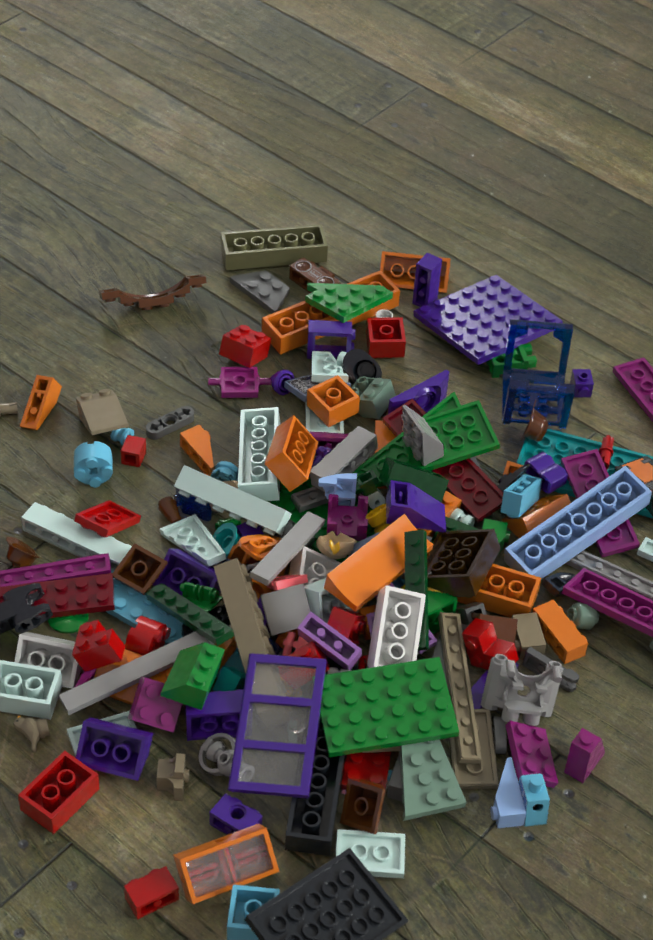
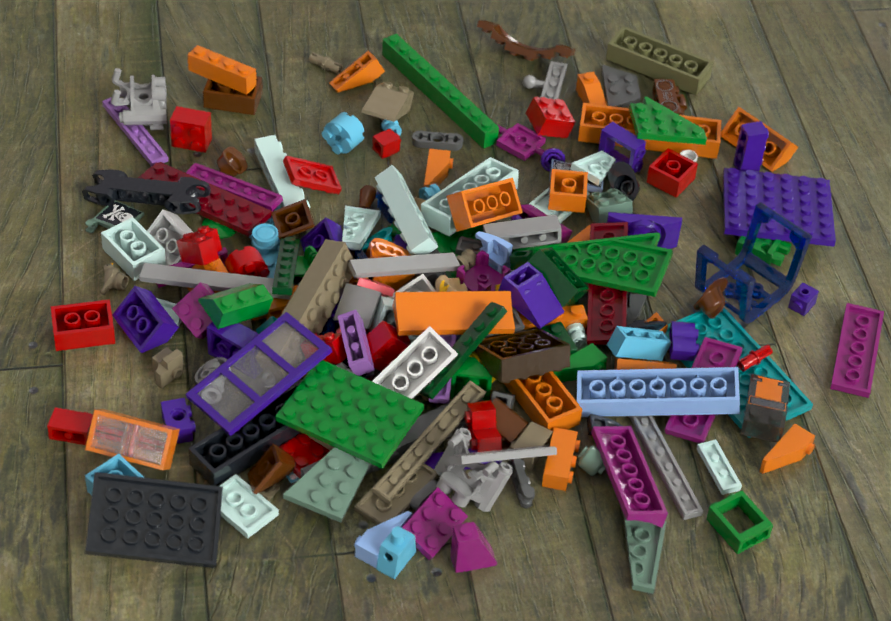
camera: 40 degrees right, 0 degrees up
(126, 376) = (440, 91): none -> green brick
(132, 601) = (265, 237): none -> medium azure wheel
(208, 315) = (553, 82): none -> light grey plate
(248, 305) = (590, 89): none -> orange slope
(319, 508) = (467, 259): none -> dark tan wheel
(420, 437) = (589, 245): light grey slope -> none
(542, 657) = (498, 455): none -> light grey tile

